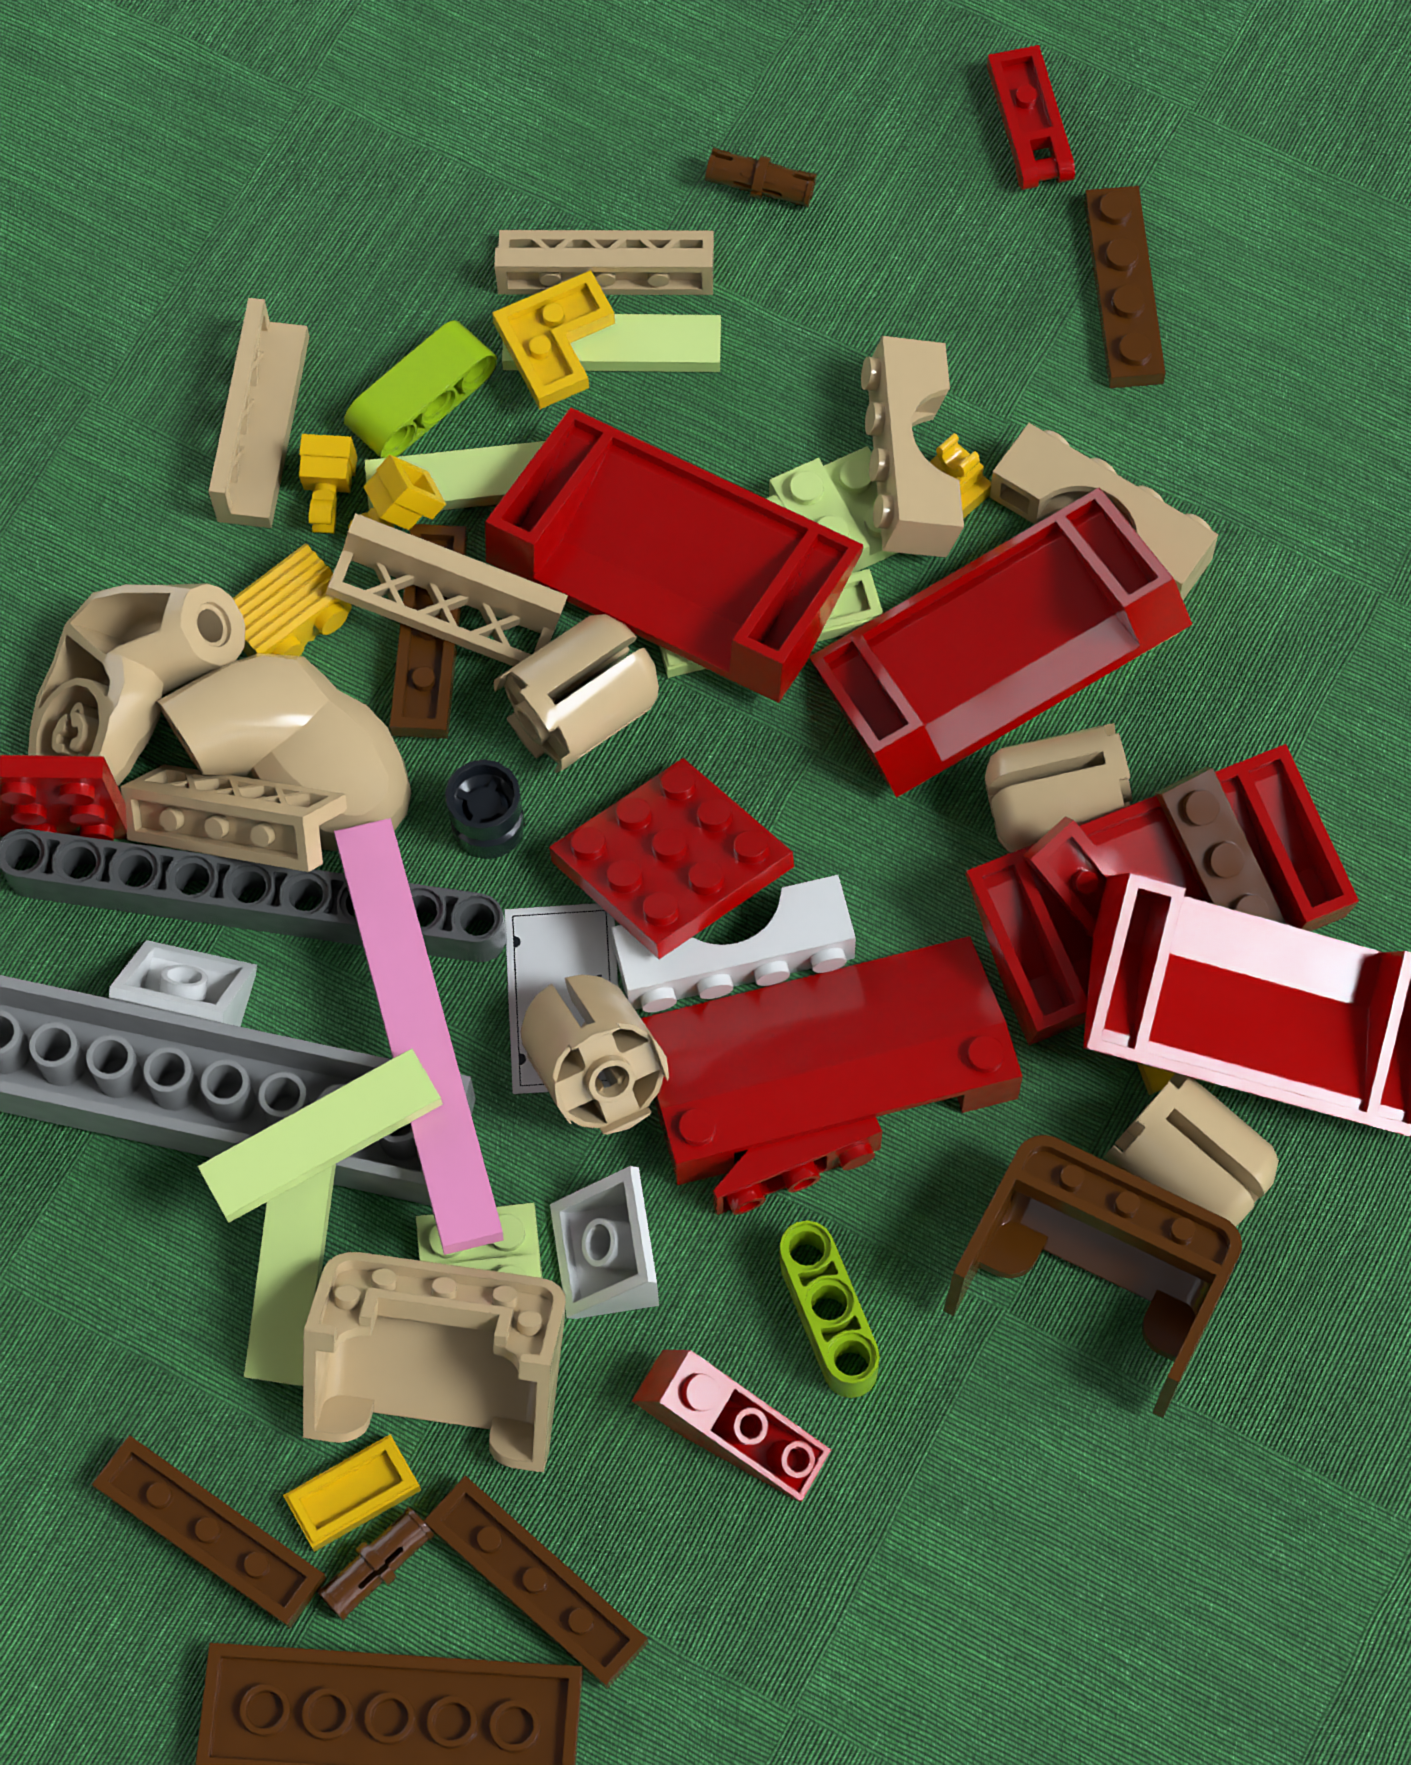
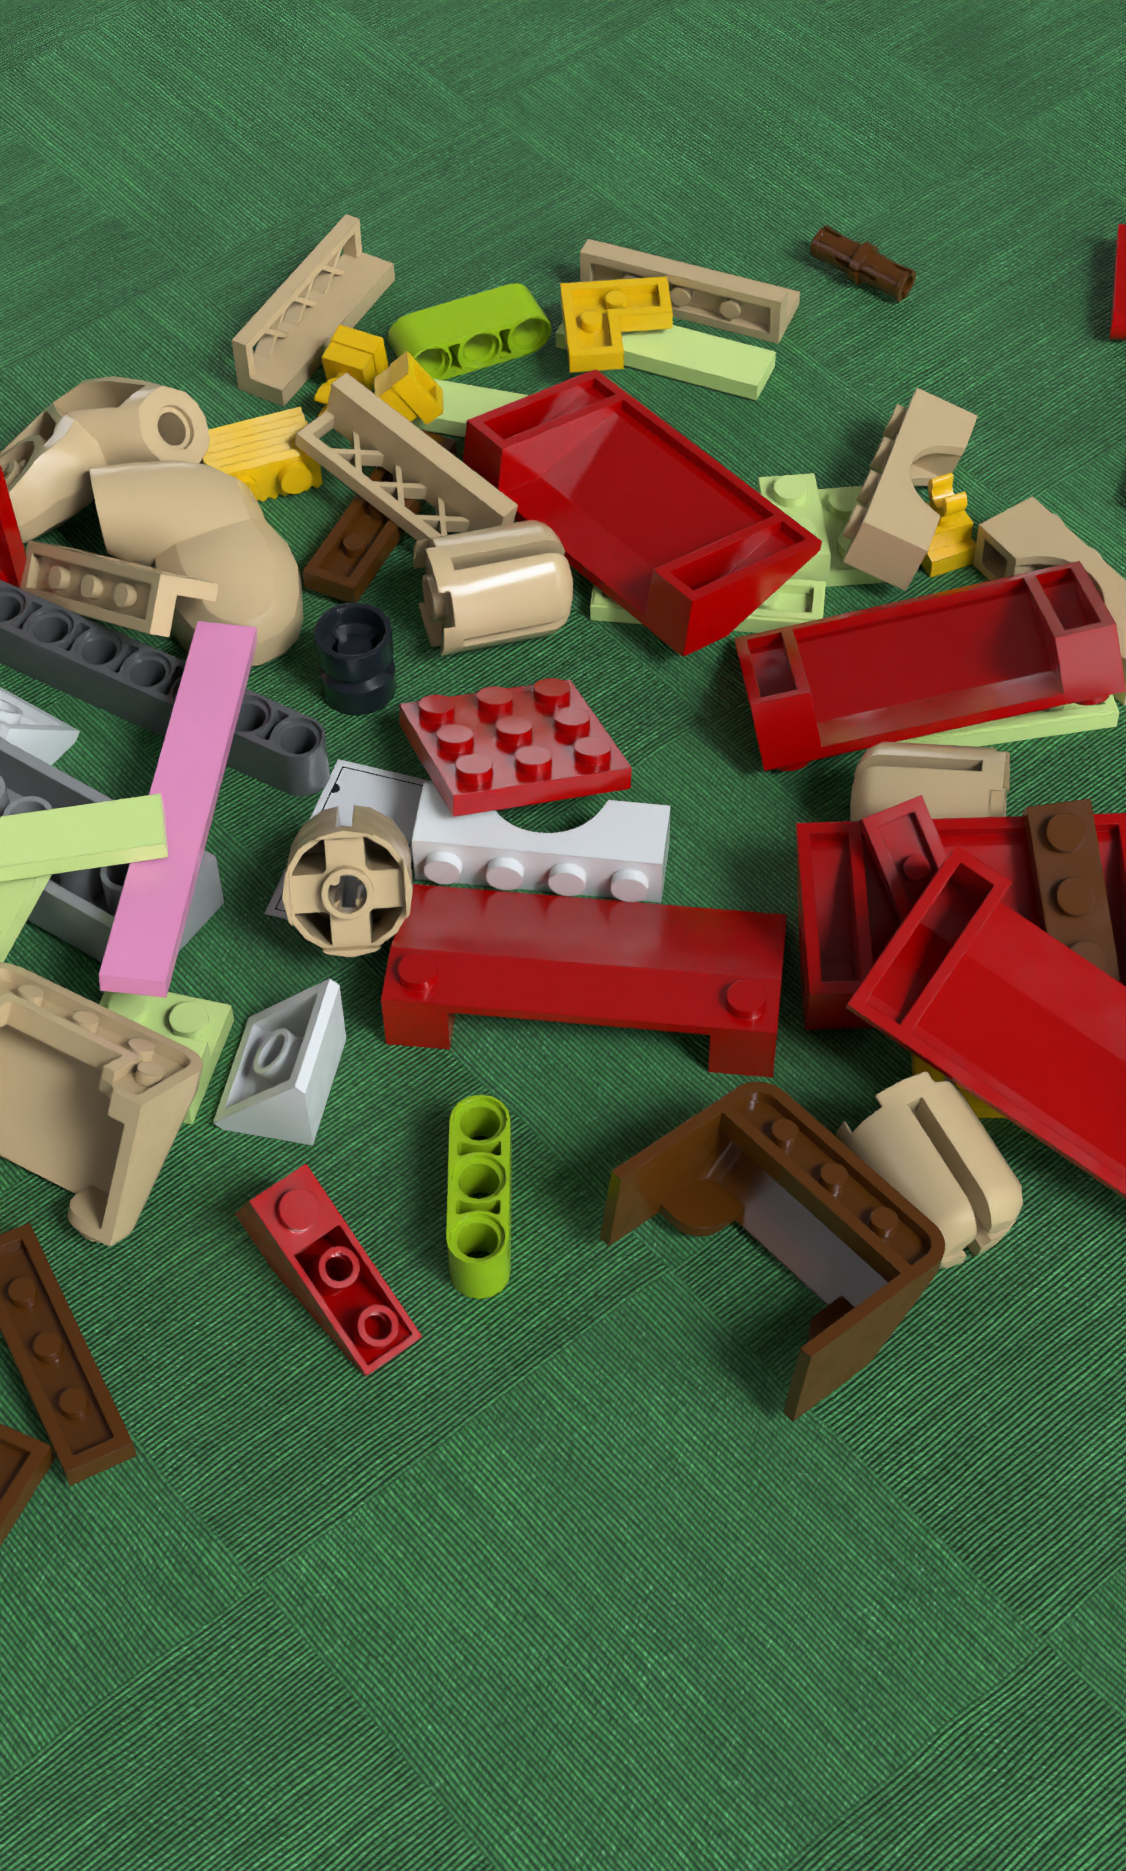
camera: 20 degrees right, 15 degrees down
(795, 1164) = (508, 1051): red slope -> none

